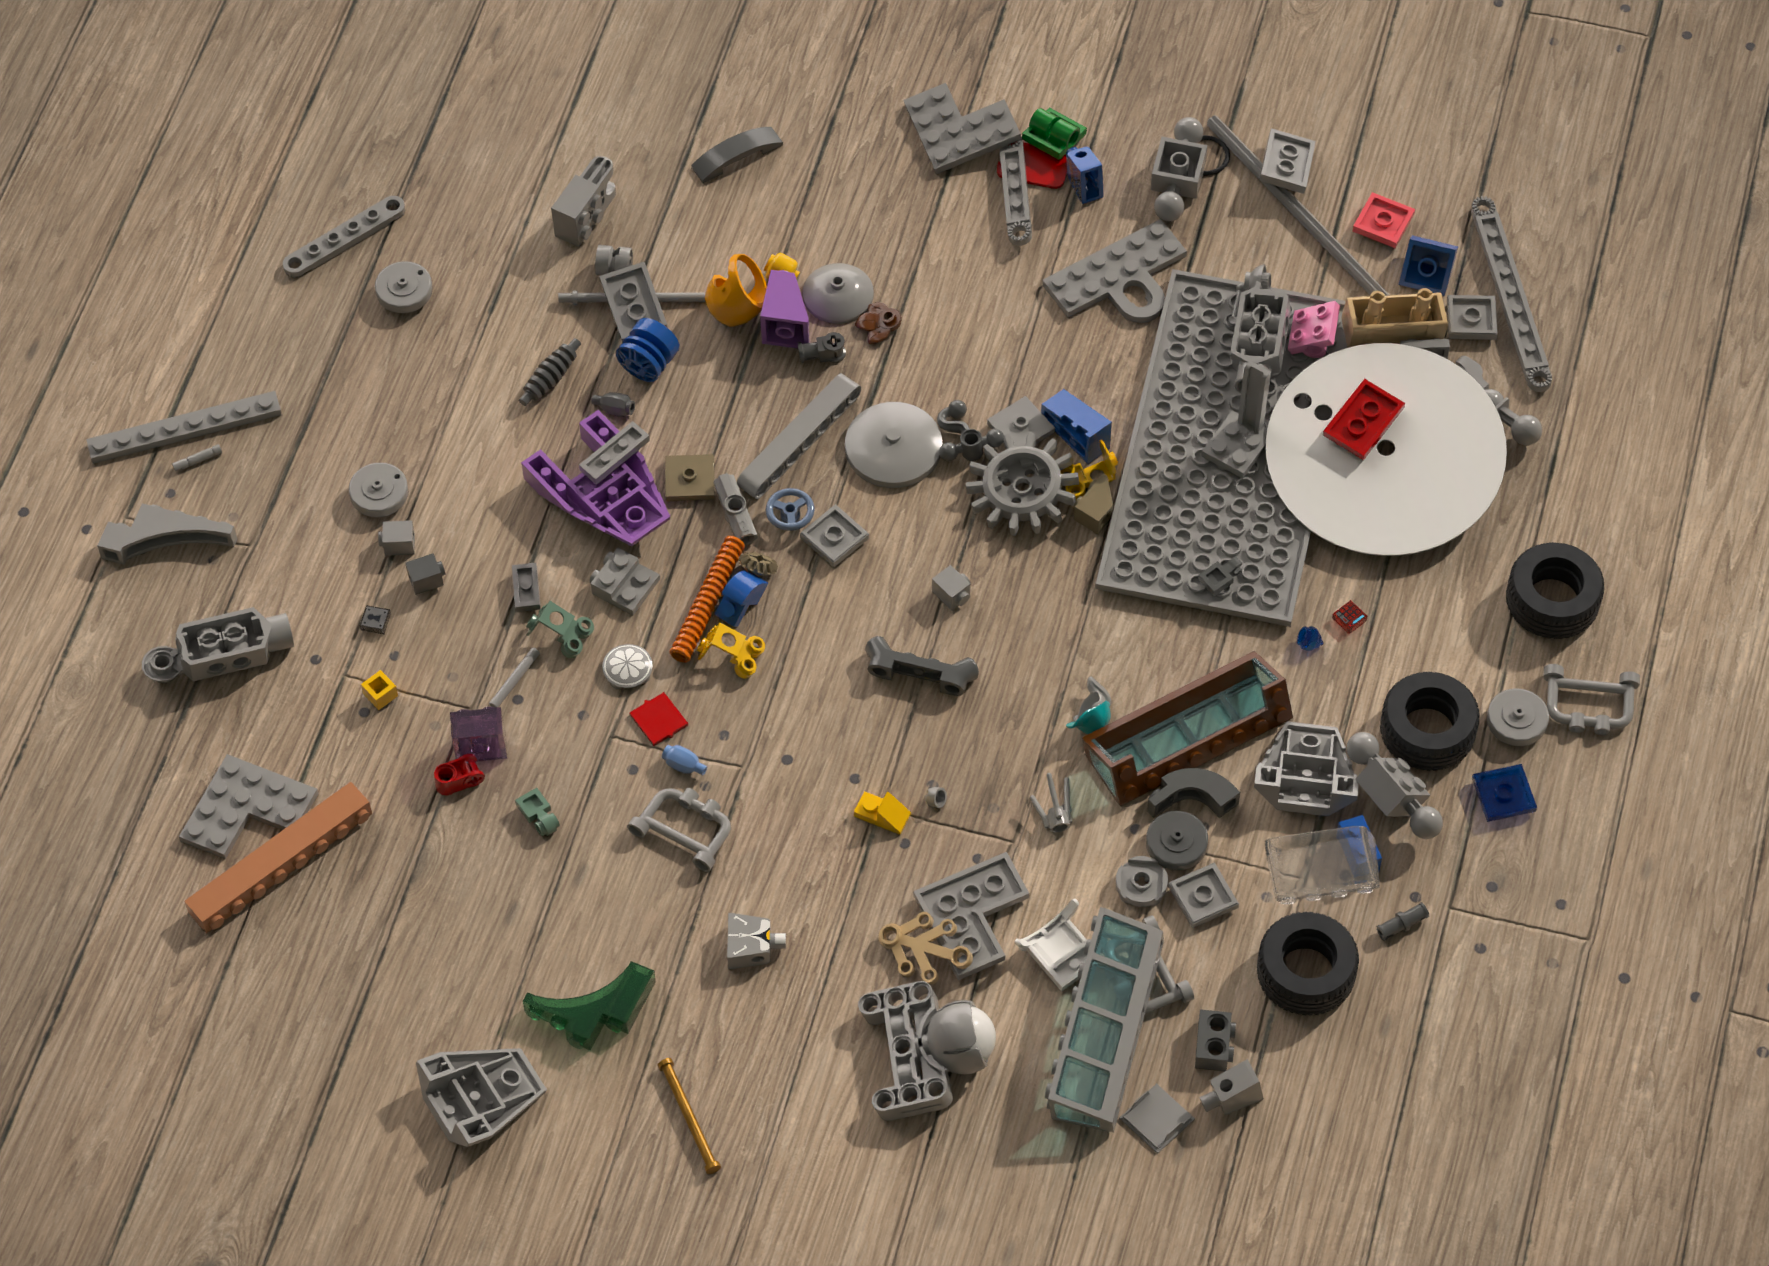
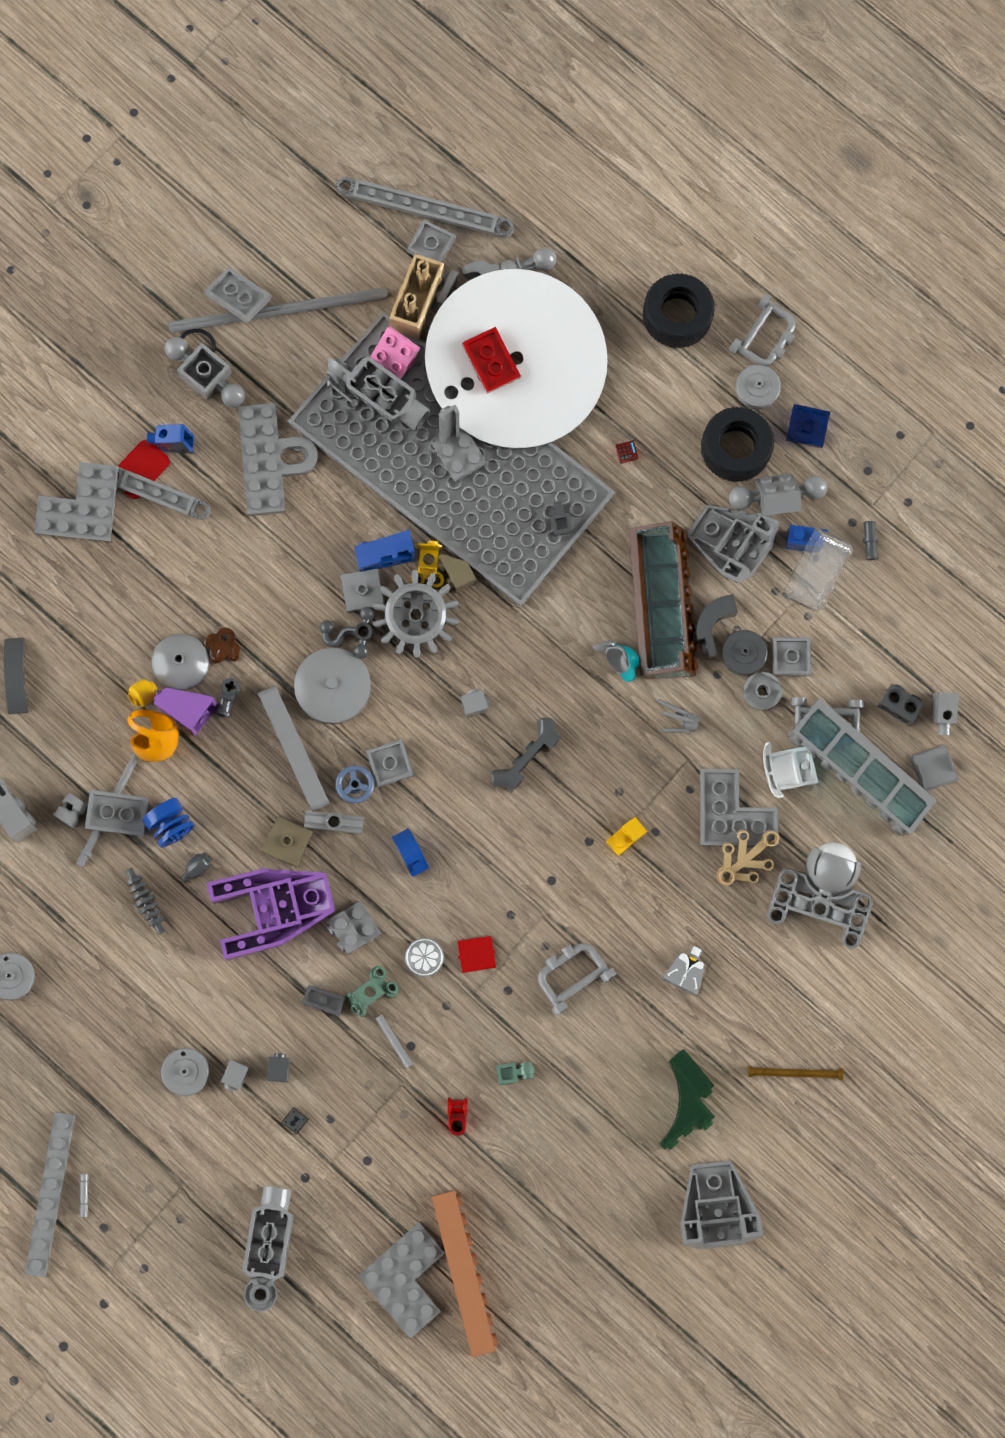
camera: 70 degrees left, 20 degrees up
(161, 528) = (135, 1251): light grey arch -> none
(379, 690) = (353, 1139): yellow plate -> none
(479, 733) = (437, 1088): clear purple brick -> none
(614, 452) = (254, 888): light grey plate -> none
(683, 760) = (522, 953): medium blue plant -> none
(707, 599) = (398, 876): orange piece -> none
(741, 652) = (438, 888): yellow piece -> none
(758, 563) = (384, 833): dark tan gear -> none
(936, 797) = (633, 794): light grey hinge -> none
(1053, 132) = (124, 441): green plate -> none
(1309, 638) = (632, 487): clear blue plate -> none
(1312, 932) = (888, 594): black tyre -> none
(1383, 220) = (320, 257): coral plate -> none
(1428, 265) = (374, 248): blue slope -> none

